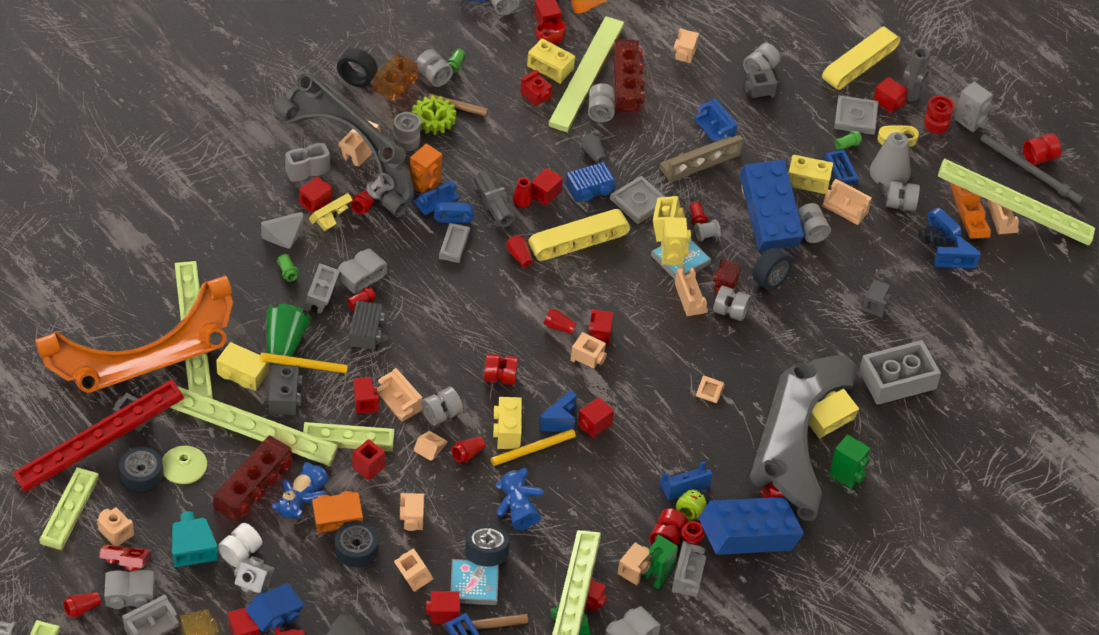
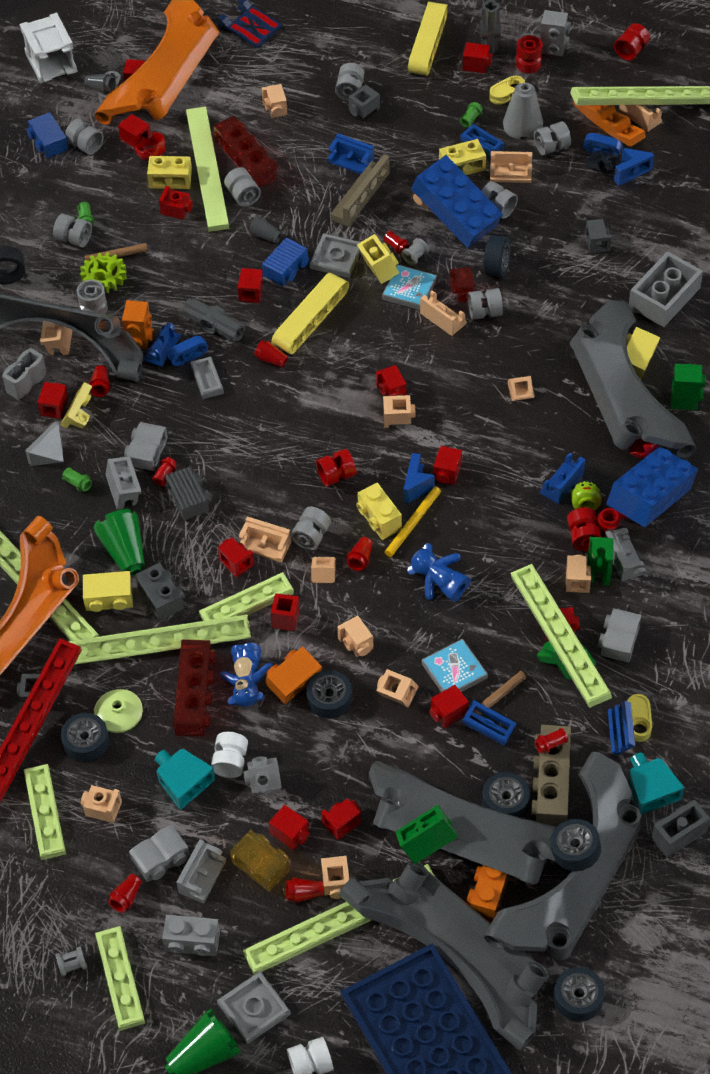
camera: 25 degrees left, 5 degrees up
(126, 556) = (144, 822): red plate -> none
(275, 607) = (308, 793): blue brick -> none
(305, 363) = (161, 557): yellow bar -> none
(379, 184) = (108, 360): light grey bush -> none
(395, 77) = (43, 256): clear orange brick -> none
(487, 545) = (444, 630): black wheel -> none
(522, 195) = (235, 302): red cone -> none
(558, 321) = (352, 398): red cone -> none
(674, 241) = (402, 274): light yellow brick -> none
(856, 115) = (459, 89): light grey tile -> none
(1063, 189) = (672, 67): dark grey bar -> none

